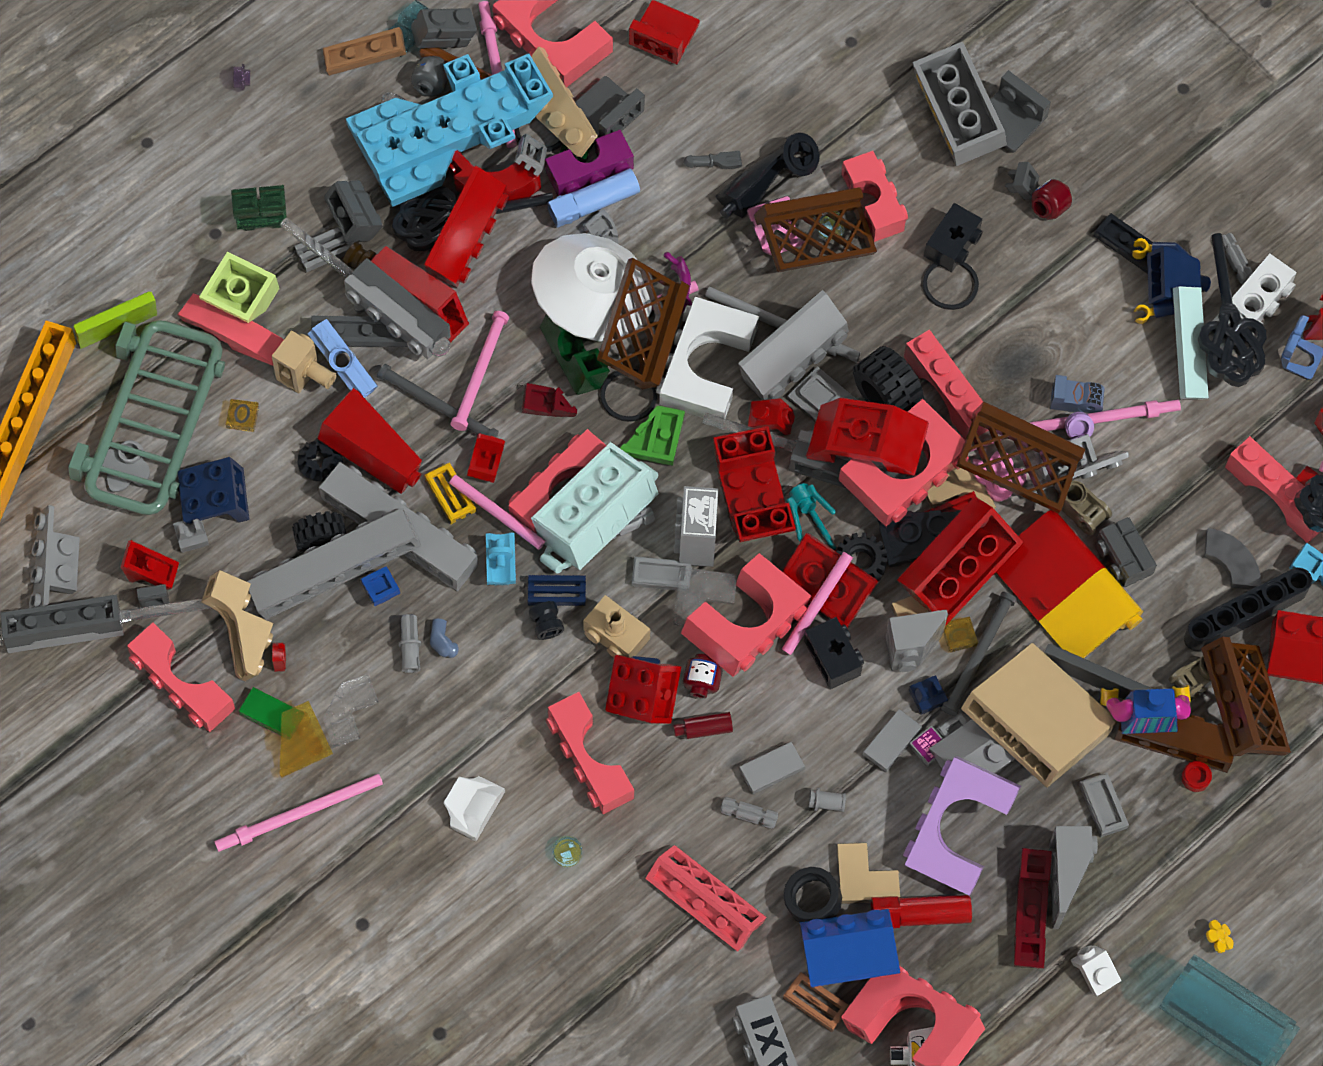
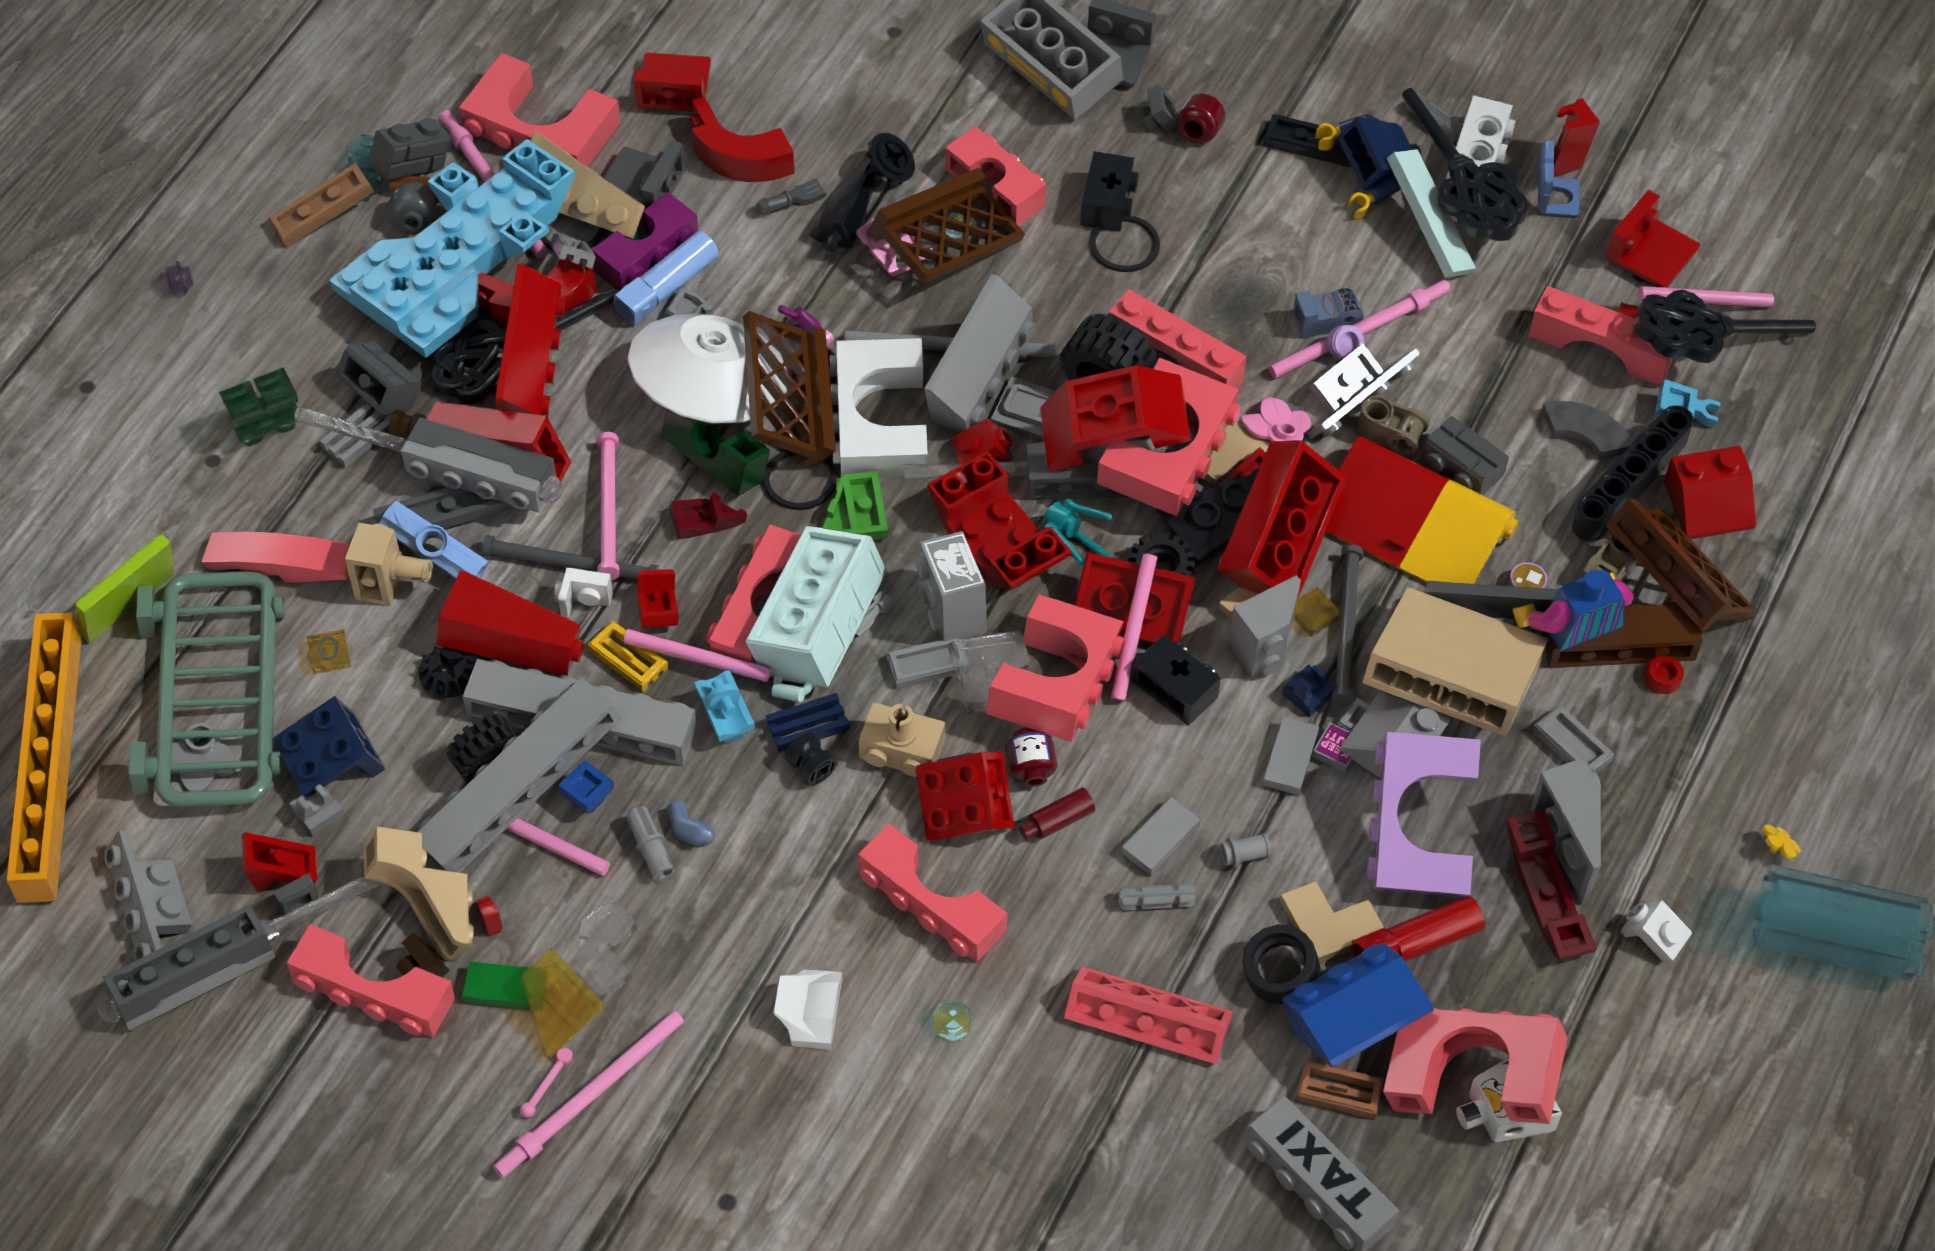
camera: 20 degrees left, 10 degrees down
(221, 673) = (422, 957): none -> dark brown tile
(240, 288) = (272, 502): yellowish green slope -> none
(292, 779) = (564, 1058): none -> bright pink hinge
(345, 620) = (559, 846): none -> bright pink bar
(438, 429) = (584, 587): none -> white bracket
(688, 115) = (739, 156): none -> red arch
(1026, 435) = (1299, 363): reddish brown fence -> none
(1130, 665) = (1528, 575): none -> pearl gold tile

